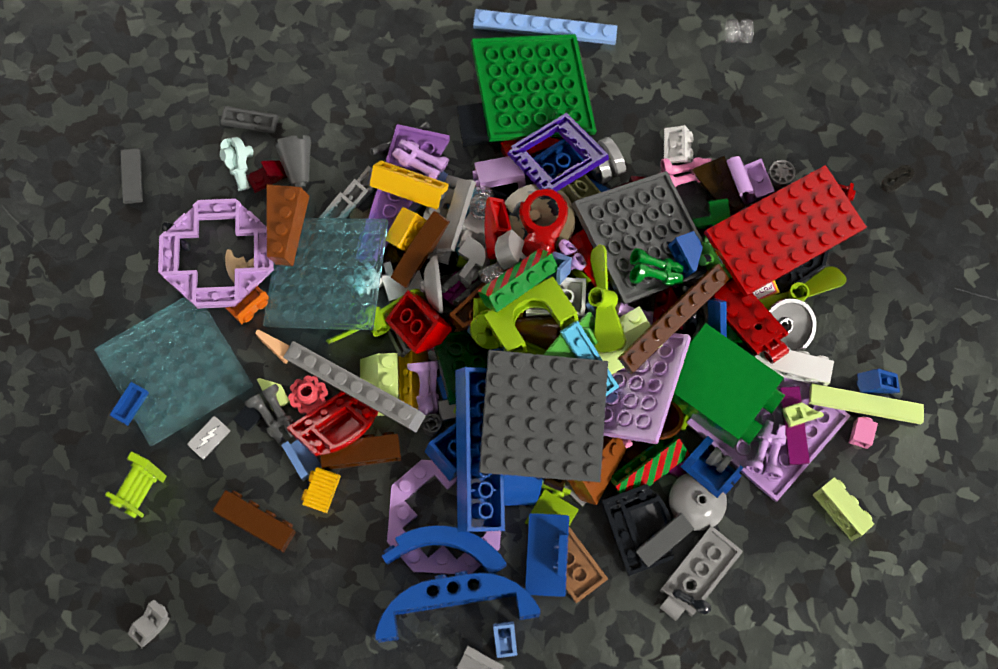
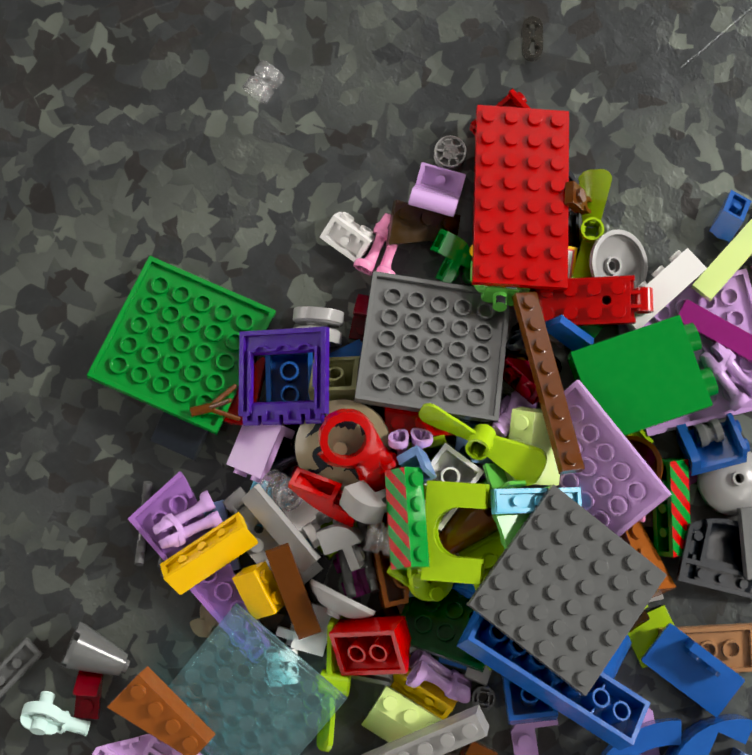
camera: 50 degrees left, 10 degrees up
(352, 197) = (176, 622): light grey slope -> none
(503, 123) = (211, 407): none -> reddish brown plant
(544, 26) = (116, 281): light blue plate -> none
(668, 273) = (477, 384): green piece -> none
(687, 252) = (480, 315): blue slope -> none
(799, 414) = (716, 319): yellowish green tile -> none
(810, 267) = (576, 198): none -> reddish brown plate

